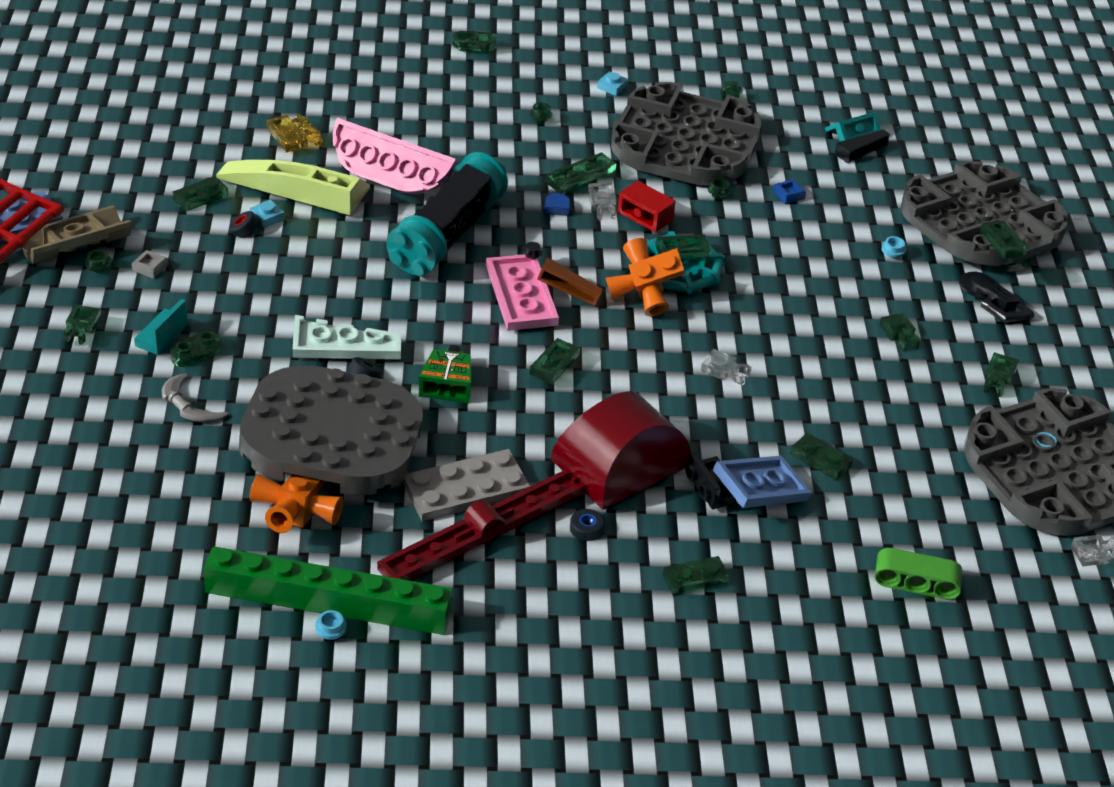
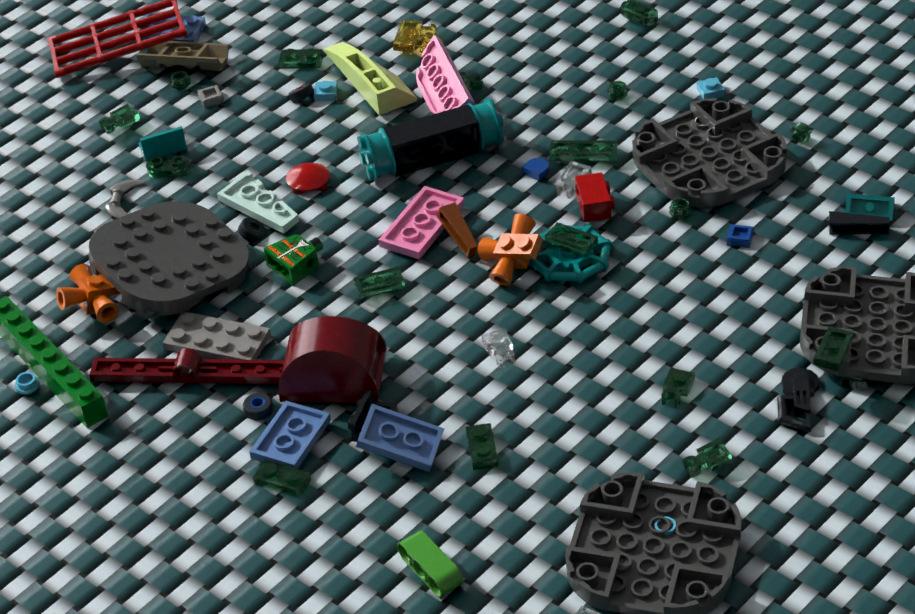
camera: 50 degrees right, 0 degrees up
(356, 298) = (308, 177): none -> red dish
(532, 250) = (460, 193): black piece -> none
(657, 532) = (290, 435): none -> medium blue plate
(894, 247) = (763, 318): medium azure plate -> none

